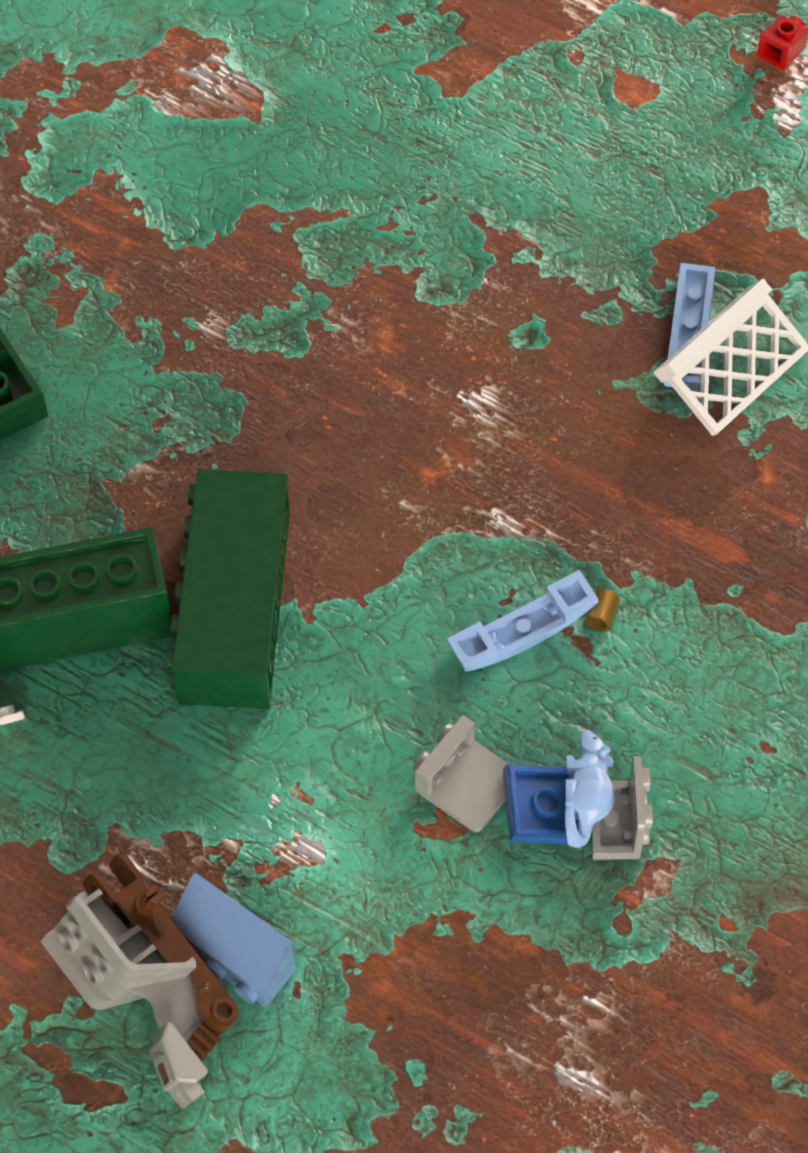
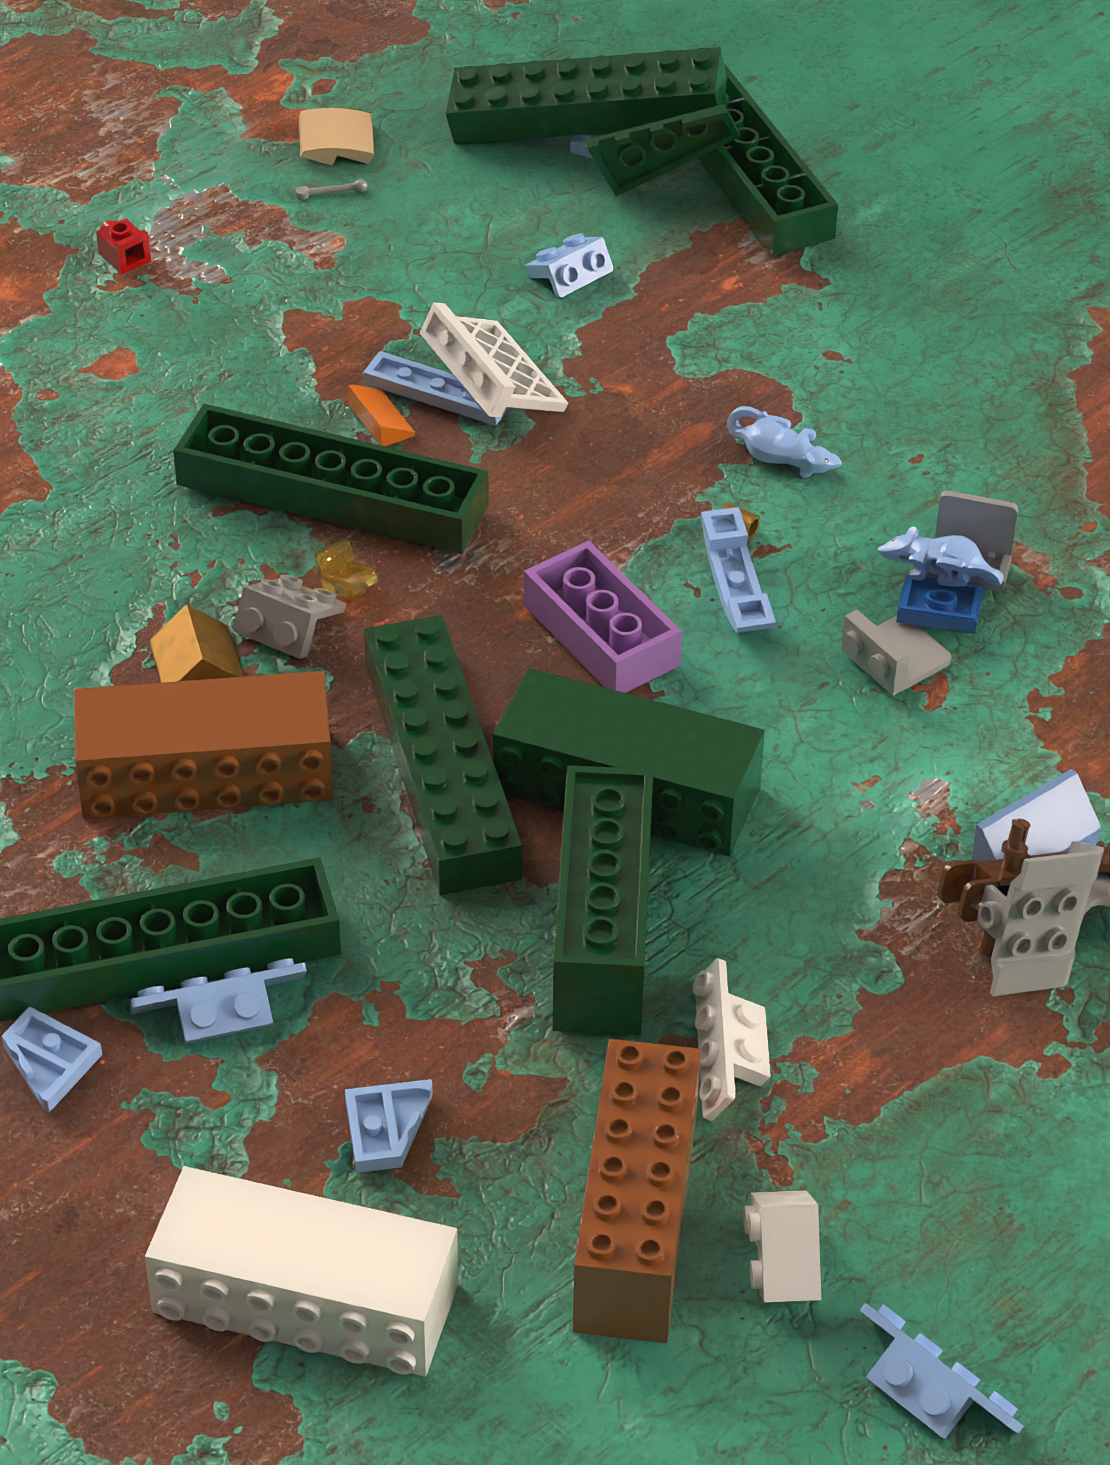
camera: 75 degrees left, 15 degrees down
(159, 283) = (202, 744): none -> dark orange brick
(243, 433) = (442, 755): none -> dark green brick
(286, 255) = (194, 648): none -> pearl gold slope
(357, 296) = (284, 613): none -> light grey bracket
(414, 526) = (602, 618): none -> medium lavender brick
(415, 324) = (341, 572): none -> clear yellow bracket
(522, 281) = (332, 478): none -> dark green brick
(639, 293) = (378, 415): none -> orange slope
(720, 617) = (774, 442): none -> light blue animal

